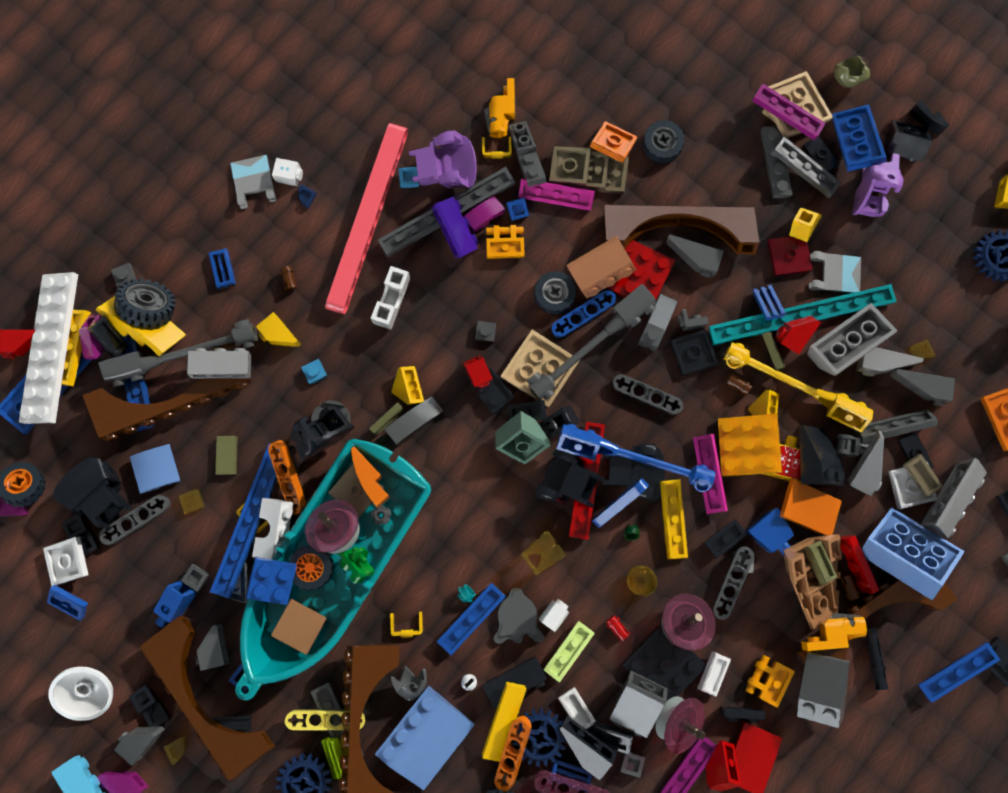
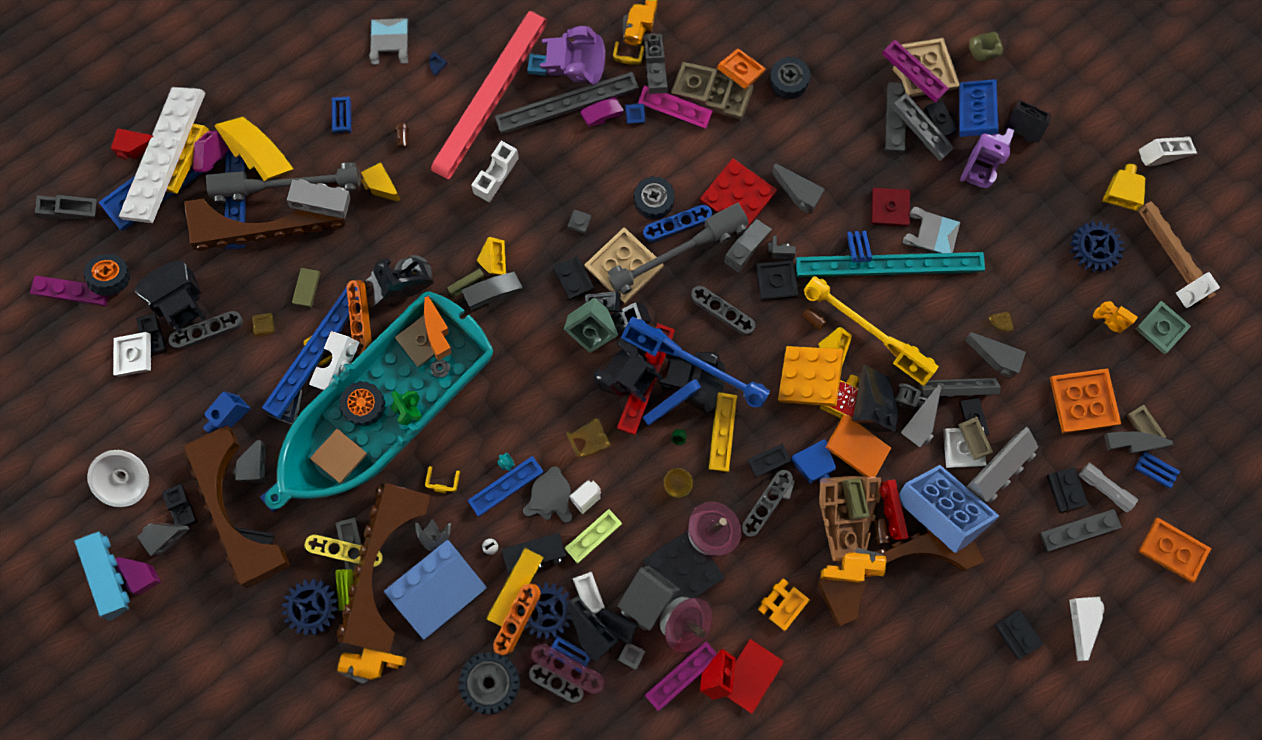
camera: 10 degrees right, 5 degrees down
(67, 602) = (124, 391): blue tile -> none
(108, 337) = (220, 153): black tile -> none
(123, 274) = (247, 103): dark grey plate -> none
(144, 303) = (261, 130): black wheel -> none
(154, 468) = (235, 286): medium blue slope -> none
(176, 750) = (195, 552): clear yellow tile -> none
(195, 577) = (250, 394): dark grey plate -> none
(271, 580) = (322, 404): blue plate -> none
(287, 172) = (423, 37): white brick -> none
(314, 371) = (407, 227): dark azure plate -> none
(332, 527) = (391, 368): clear pink piece -> none
(455, 227) = (570, 117): dark purple slope -> none
(478, 371) = (563, 255): red slope -> none
(505, 247) = (615, 146): light orange plate -> none
(601, 267) = (702, 180): nougat slope -> none
(617, 628) = (645, 523): red pin -> none
(707, 455) = (767, 415): dark pink plate -> none
(714, 674) = (730, 586): white tile -> none
(731, 224) = (836, 165): reddish brown arch -> none
(734, 713) = (741, 628): black plate -> none
(774, 351) = (854, 293): olive tile -> none
(797, 333) = (879, 279): red slope -> none
(804, 224) = (909, 178): yellow slope -> none
(823, 689) = (832, 619): dark grey slope -> none
(851, 340) = (930, 295): light grey slope -> none
(876, 660) = (893, 610): black pin -> none
(883, 361) = (959, 323): light grey slope -> none
(934, 122) = (1056, 108): black slope -> none
(959, 672) = (971, 633): blue plate -> none

